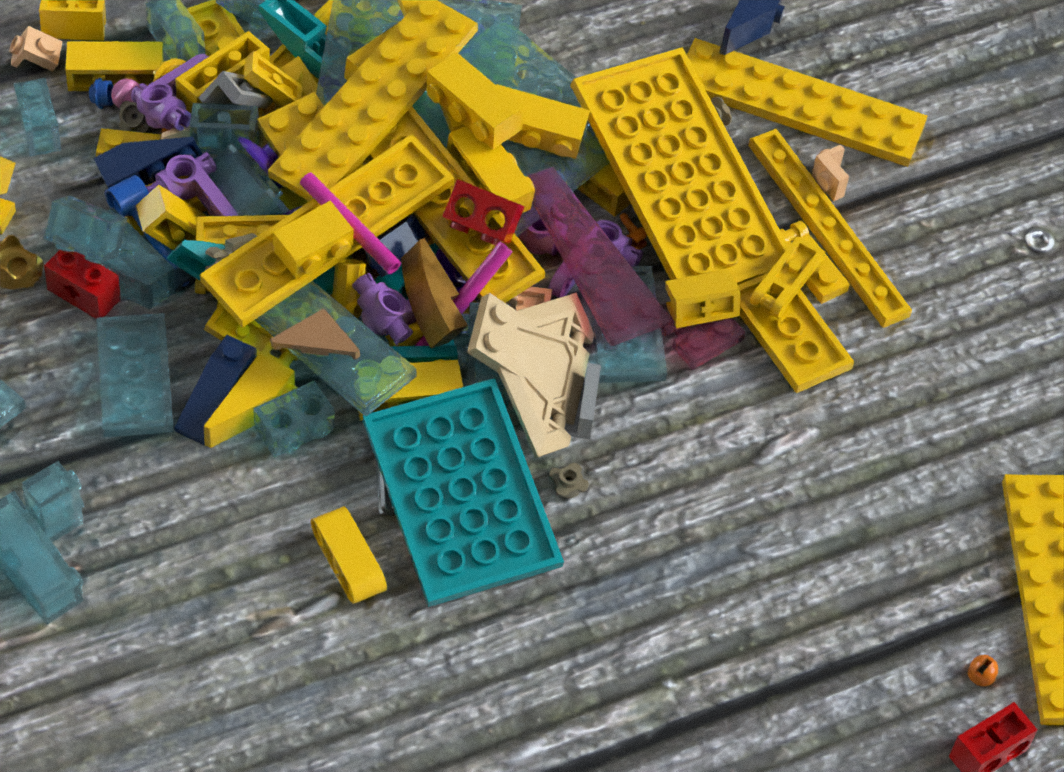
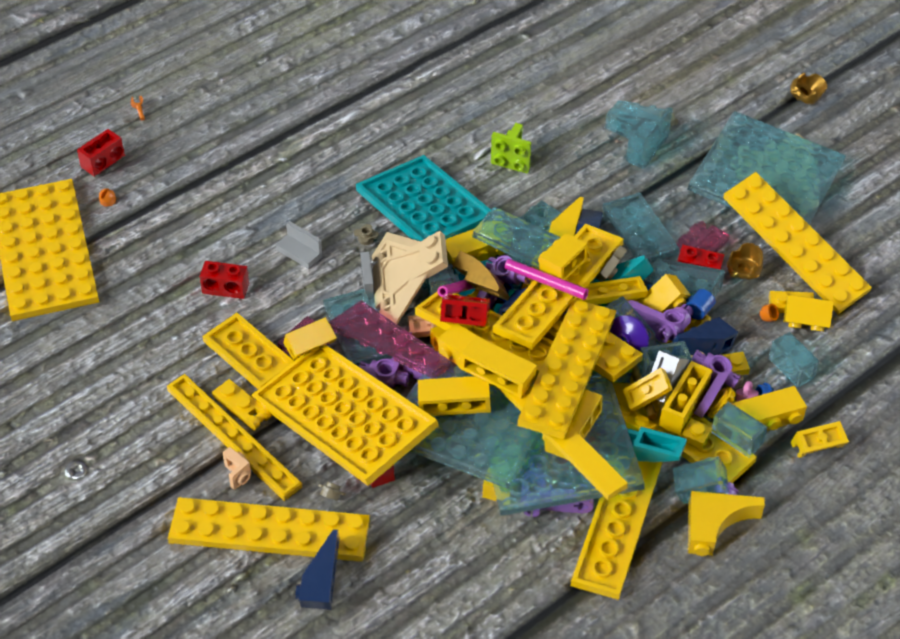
camera: 170 degrees right, 5 degrees down
(24, 196) = (769, 313): none -> orange hinge
(36, 48) = (827, 411): light nougat bracket -> none
(46, 321) = (709, 239): none -> clear pink plate
(85, 229) = (708, 257): clear light blue brick -> none
(280, 549) = (511, 150): none -> lime bracket
(317, 336) = (536, 229): medium nougat tile -> none
(348, 555) = (476, 168): yellow beam -> none
(679, 482) = (300, 246): none -> light grey panel
(788, 276) = (254, 370): yellow plate -> none
(808, 444) = (224, 279): none -> red brick

